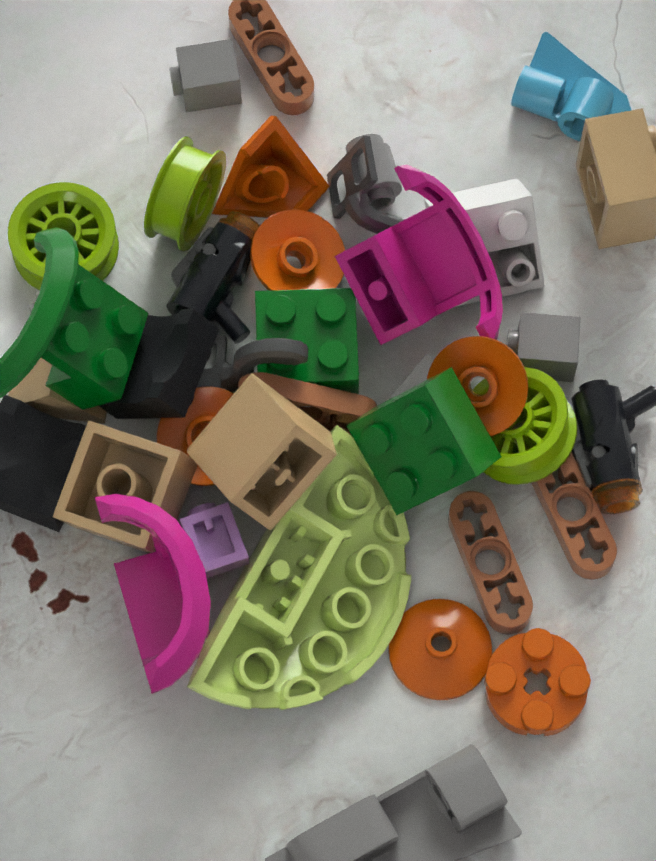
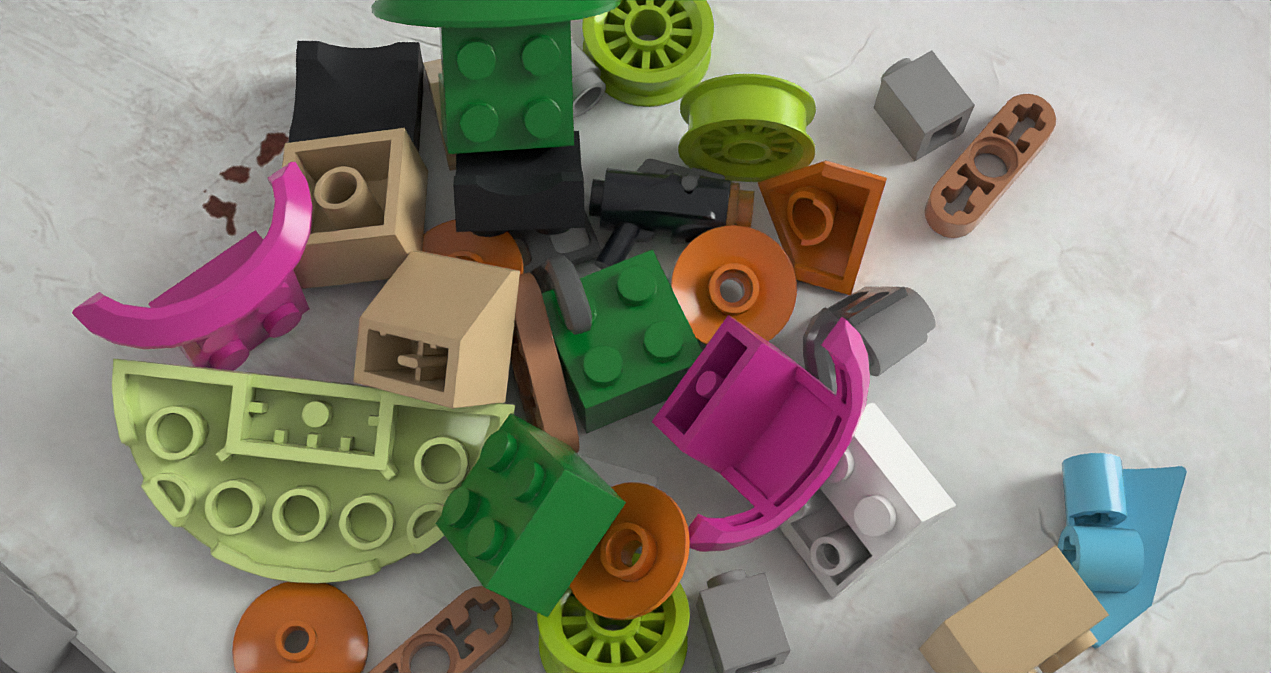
camera: 65 degrees right, 0 degrees up
(215, 537) = (324, 327): lavender bracket -> none

